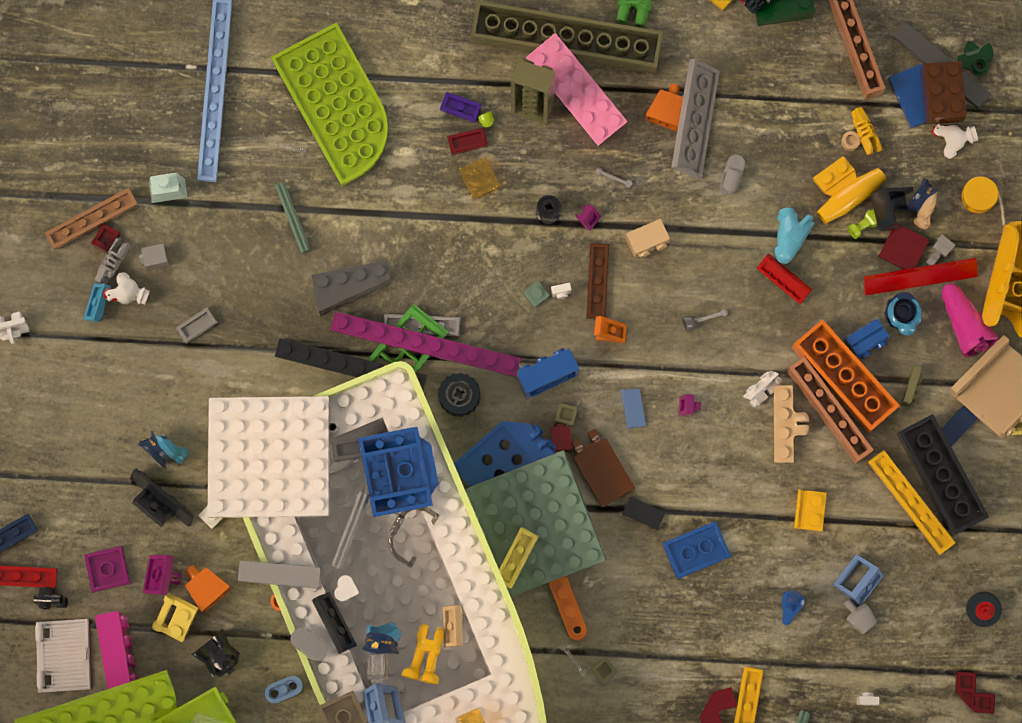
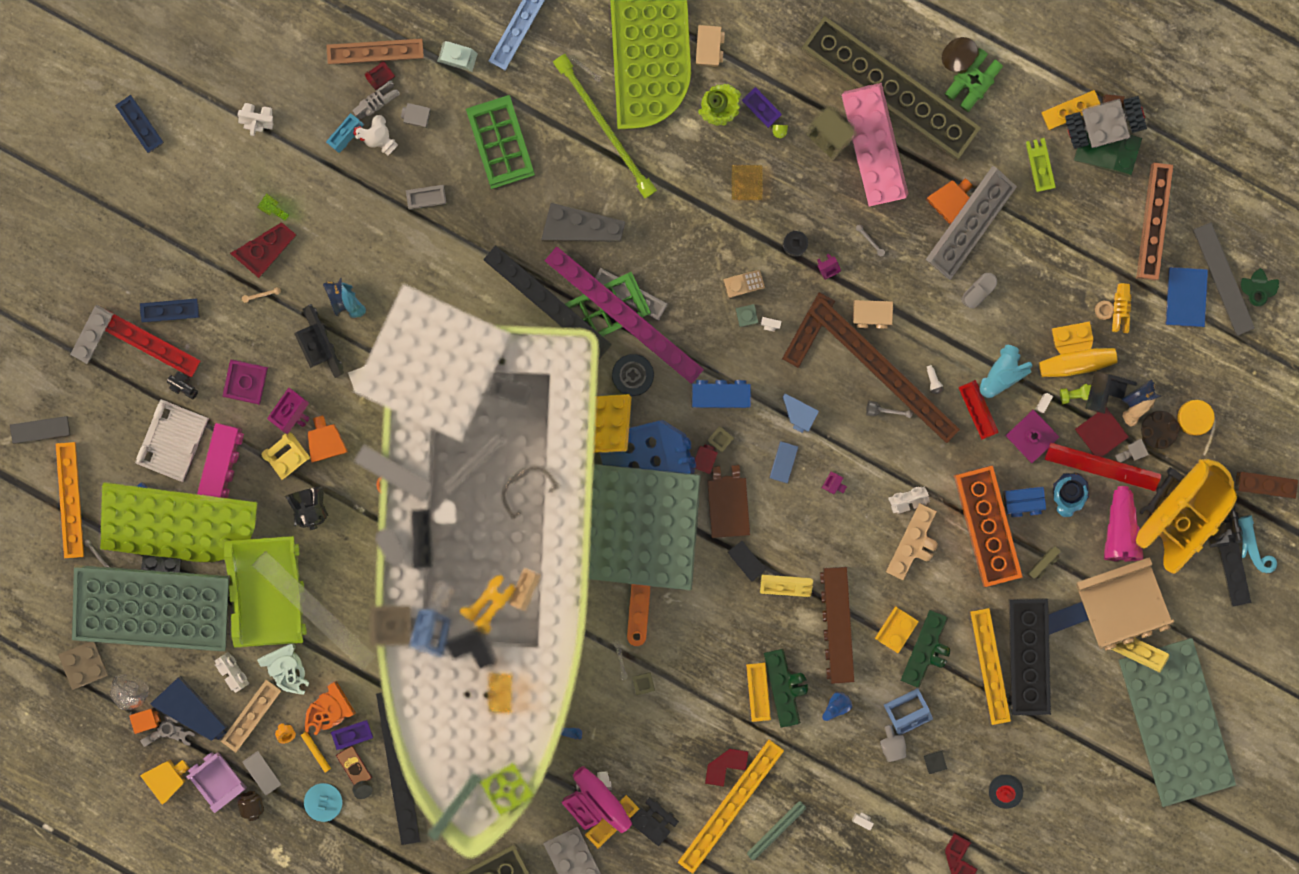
camera: 25 degrees right, 10 degrees up
(56, 398) = (269, 206): none -> clear neon green piece
(71, 440) = (265, 249): none -> dark red wing
(74, 493) = (245, 298): none -> tan hinge
(217, 220) = (489, 107): none -> bright green piece
(269, 153) = (565, 67): none -> lime hose
(284, 690) = (352, 565): medium blue plate -> none
(292, 217) = (559, 136): sand green axle -> none
(382, 639) = (457, 573): piece -> none
(388, 76) = (708, 46): none -> tan brick
(398, 471) = (540, 432): blue slope -> none
(427, 117) = (724, 107): none -> lime hair
(428, 696) = (474, 642): none -> black panel
(462, 444) = (612, 423): none -> yellow plate
(467, 141) = (753, 142): dark red tile -> none
(517, 556) = (613, 549): light yellow plate -> none
(519, 267) = (743, 283): none -> tan slope
(610, 330) = (797, 381): orange slope -> none
(625, 357) = (799, 414): none -> medium blue slope
(682, 283) = (883, 370): none -> reddish brown plate
(690, 517) = (786, 585): none -> light yellow hinge
(696, 550) = (777, 616): blue tile -> none
(713, 627) = (758, 692): none -> yellow plate
(731, 43) = (1040, 165): none -> lime hinge
(735, 611) = (784, 687): none -> dark green plate
(736, 276) = (936, 386): none -> white piece
(755, 530) = (838, 625): none -> reddish brown brick
(829, 410) = (958, 550): nougat brick -> none
(839, 245) = (1044, 402): none -> white tile
(843, 280) = (1032, 436): none -> magenta tile
(847, 515) = (926, 650): none -> dark green plate
(905, 614) = (935, 762): none -> pearl dark grey tile
(943, 92) = (1210, 307): reddish brown brick -> none
(953, 220) = (1160, 429): none -> dark brown dish
(954, 137) = (1200, 353): white animal -> none
(983, 274) = (1172, 475): none -> black piece

